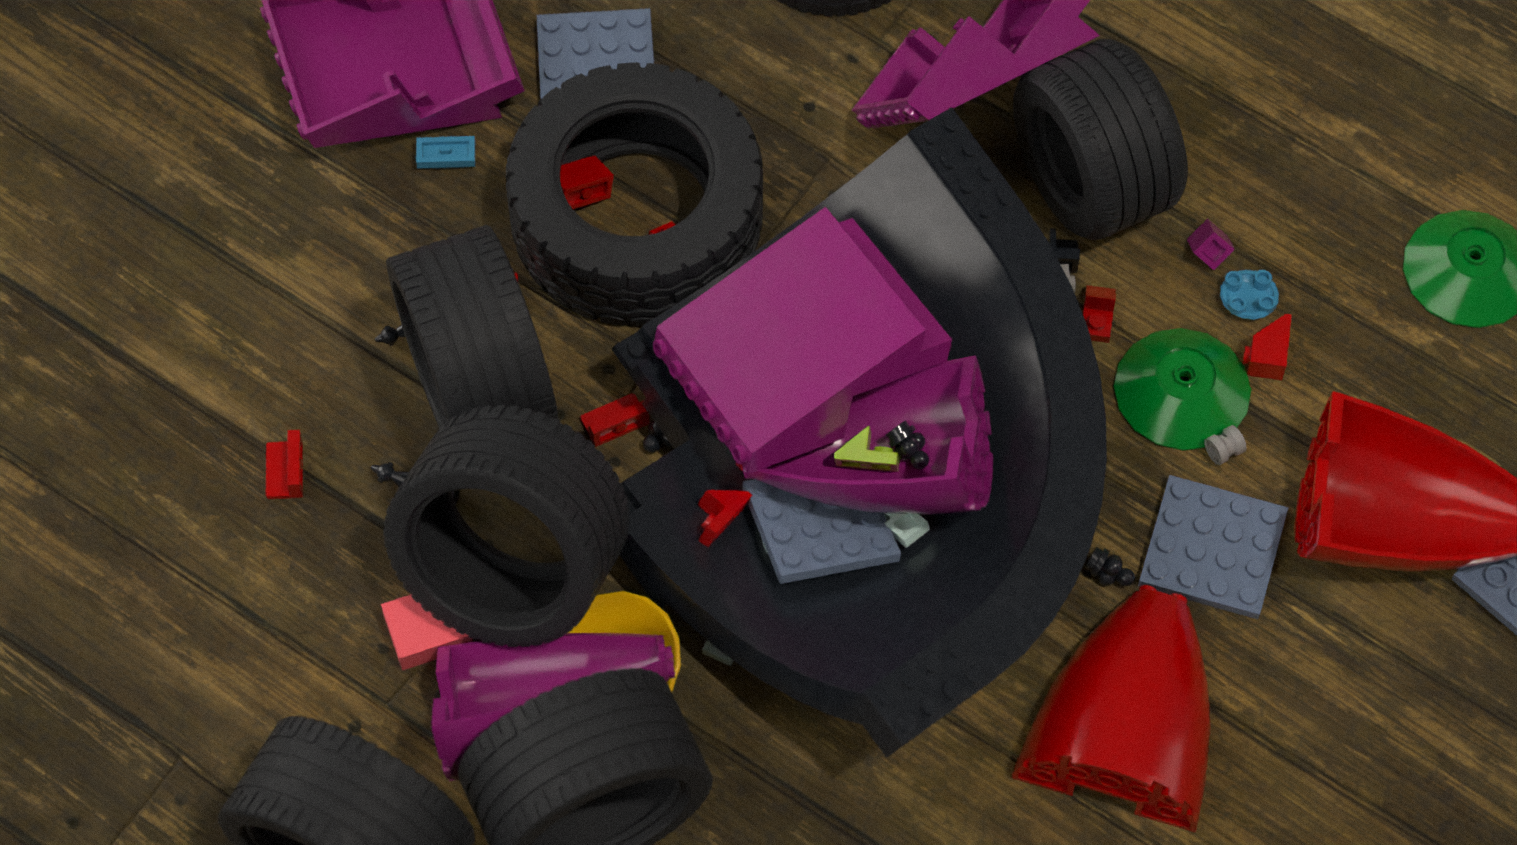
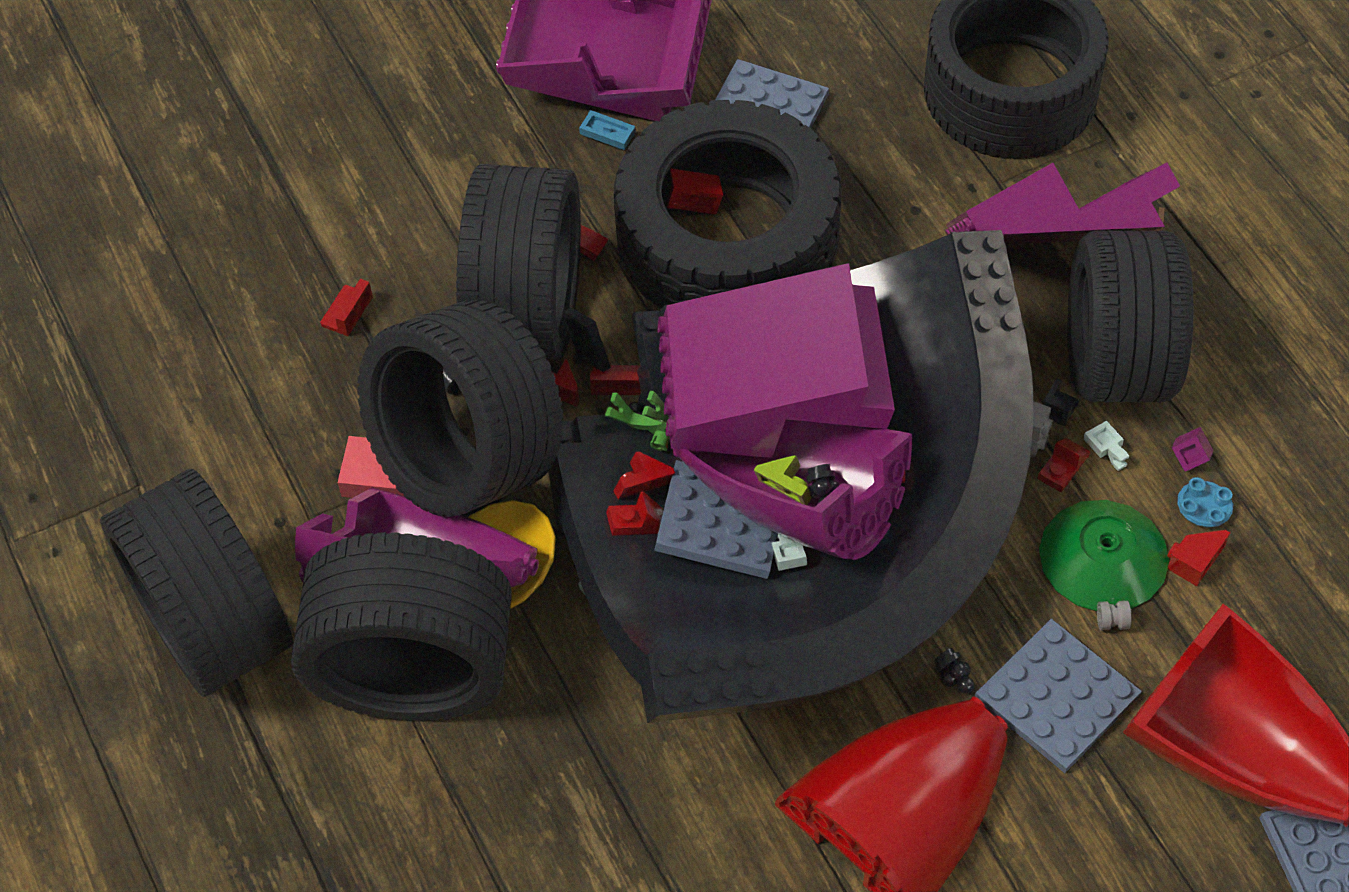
camera: 30 degrees right, 5 degrees down
(575, 396) = (586, 339): none -> black plate
(710, 453) = (649, 420): none -> bright green piece
(739, 559) = (635, 519): none -> red slope
(1126, 272) = (1107, 441): none -> light aqua plate

